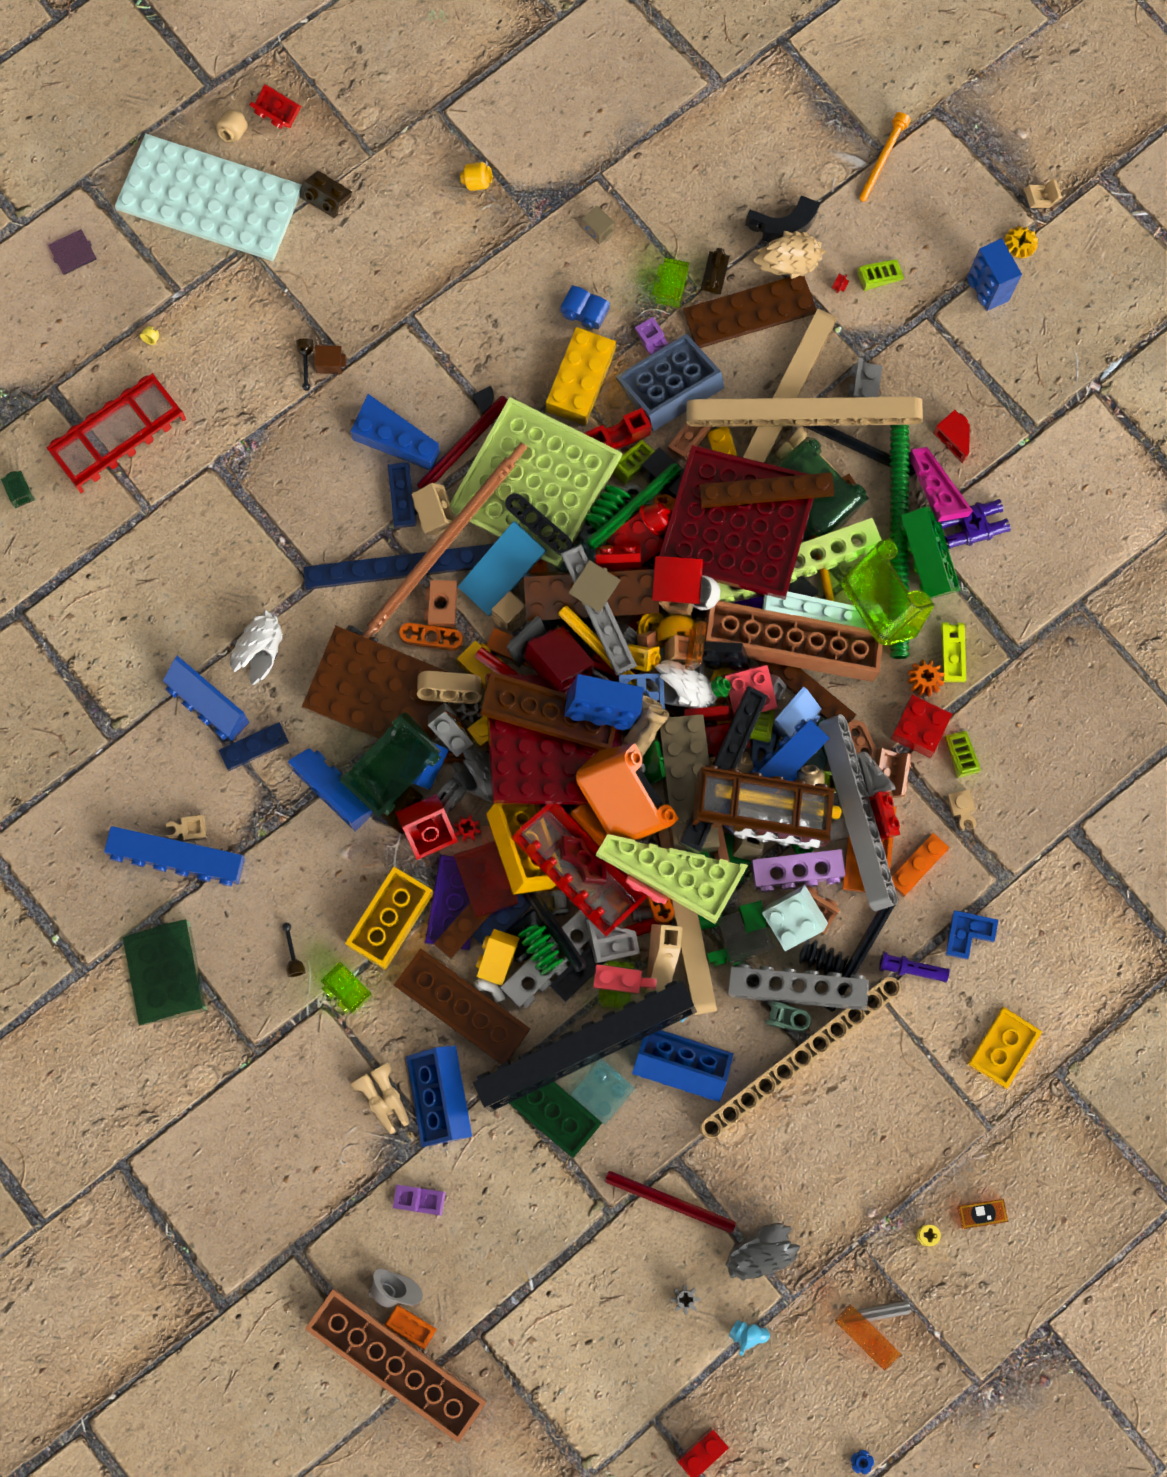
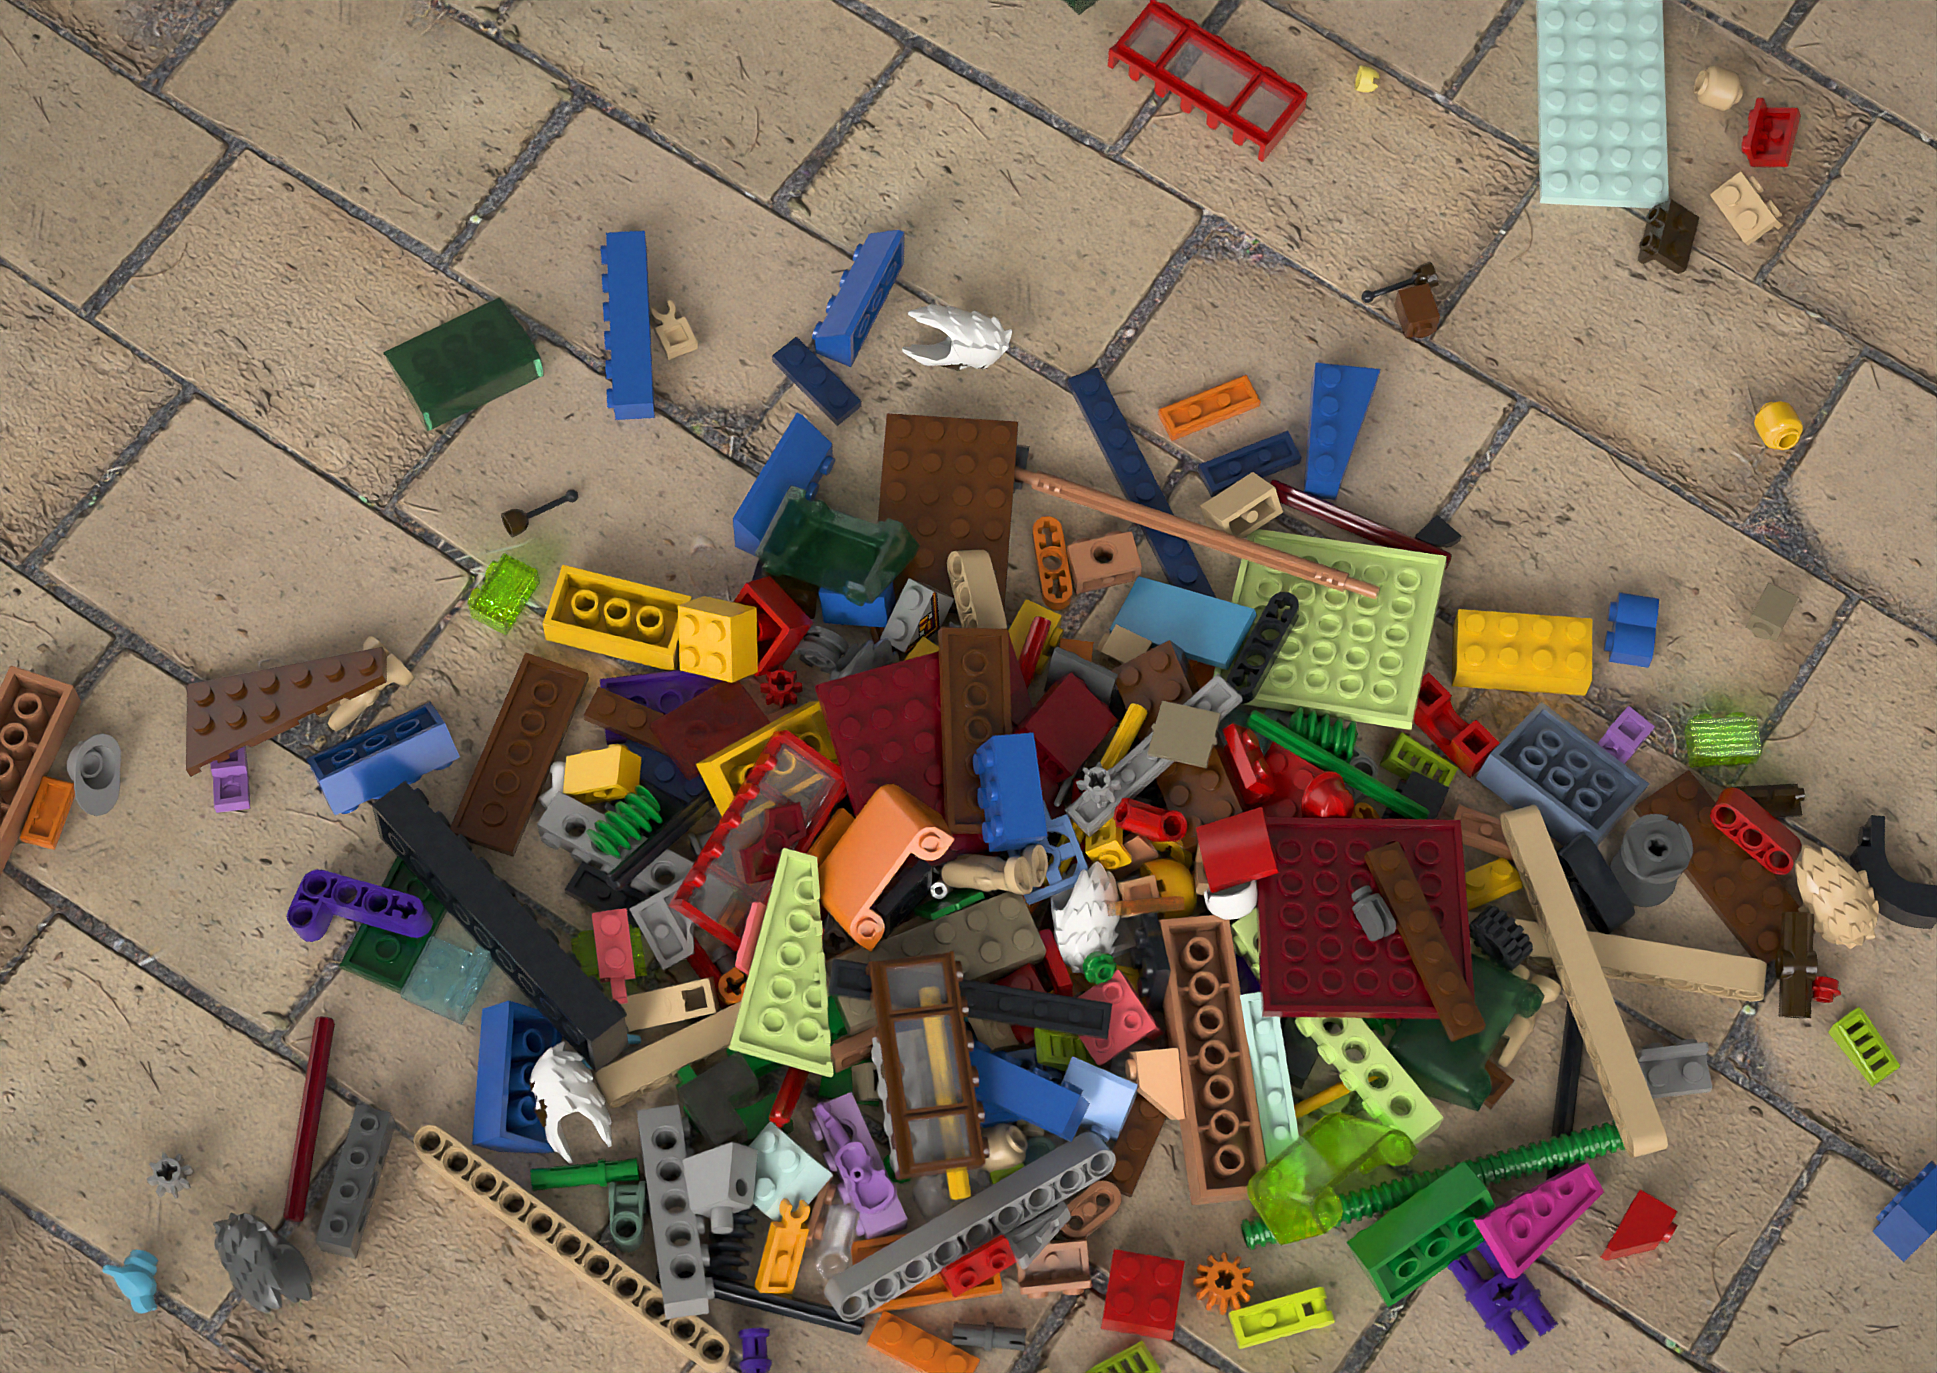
camera: 75 degrees right, 10 degrees down
(321, 141) = (1746, 208): none -> tan bracket
(352, 507) = (1209, 407): none -> orange tile
(380, 1169) = (267, 702): none -> reddish brown wing
(429, 857) = (718, 638): none -> yellow brick
(543, 1132) = (362, 909): none -> dark purple beam
(615, 642) = (1102, 776): none -> light grey gear
(640, 626) = (1150, 820): none -> red piece
(707, 1034) = (566, 1087): none -> white head
(723, 1181) = (355, 1181): none -> dark grey brick
(736, 283) = (1763, 845): none -> red beam
(742, 348) = (1652, 859): none -> dark grey piece
(744, 385) = (1594, 884): none -> black beam
(744, 513) = (1373, 914): none -> dark grey arm
(750, 899) = (788, 1096): none -> red axle
(755, 1037) = (585, 1174): none -> green pin
(769, 447) = (1500, 938): none -> black tyre
(796, 673) = (1158, 1079): none -> light nougat slope
(797, 953) = (721, 1183): none -> light grey torso
(819, 864) = (870, 1188): none -> medium lavender piece
(825, 292) = (1796, 965): none -> dark brown piece
(841, 927) = (783, 1250): none -> light orange plate
(844, 896) = (837, 1238): none -> clear piece
(920, 823) = (989, 1336): none -> dark grey pin

